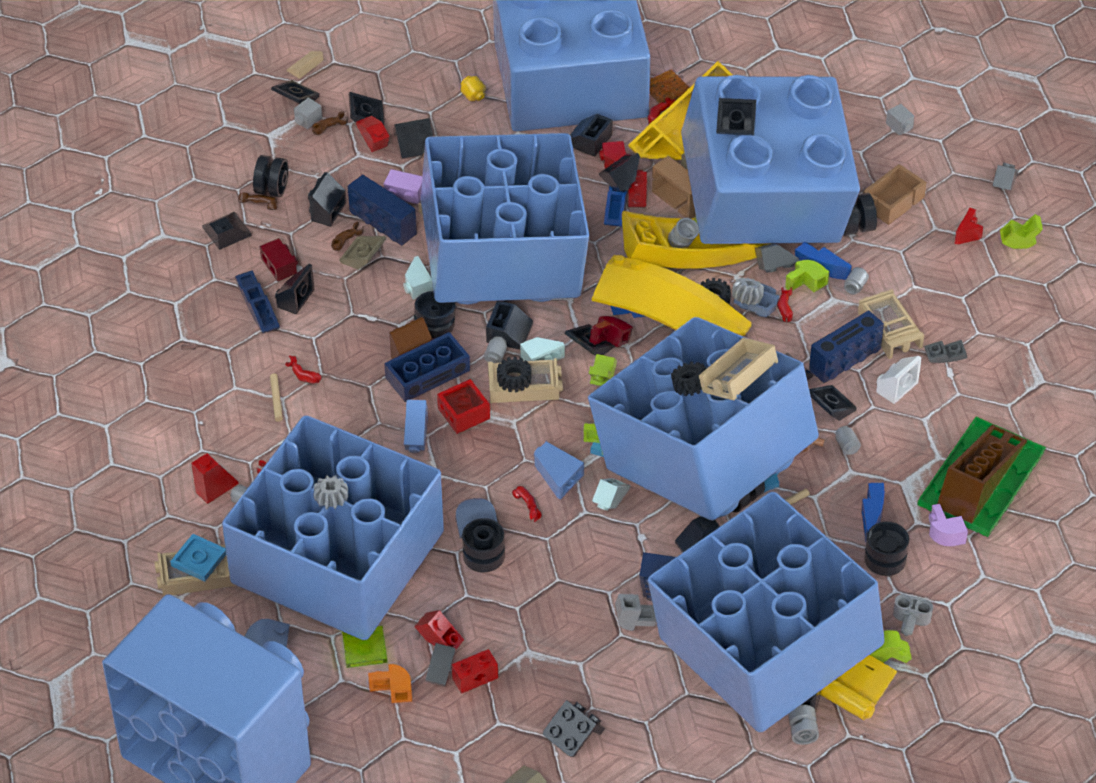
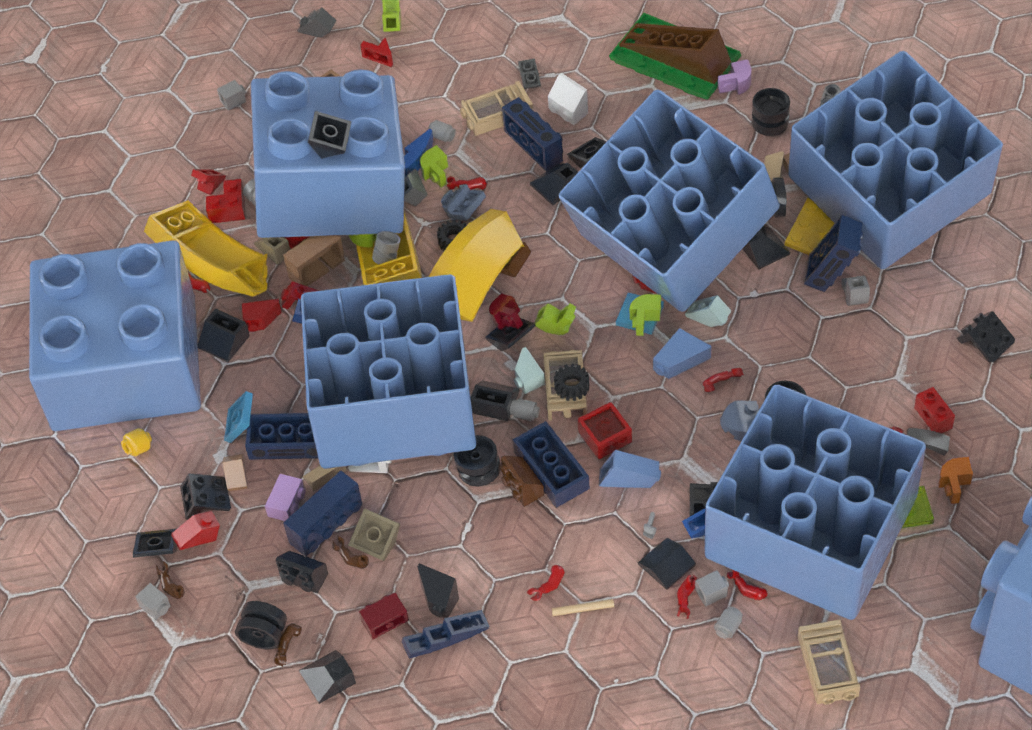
camera: 85 degrees left, 5 degrees up
(198, 557) = (825, 651): dark azure tile -> none
(211, 478) = (712, 651): red slope -> none
(268, 630) = (912, 590): sand blue slope -> none
(295, 91) = (114, 617): black slope -> none
(306, 64) = (64, 612): tan slope -> none
(330, 492) = (819, 469): light grey gear -> none
(417, 279) = (420, 481): light aqua slope -> none
(622, 172) = (288, 294): black slope -> none
(686, 378) = (659, 171): black tyre -> none
(738, 368) = (663, 135): tan door -> none
(747, 291) = (462, 201): light grey gear -> none
(872, 506) = (726, 124): blue slope -> none

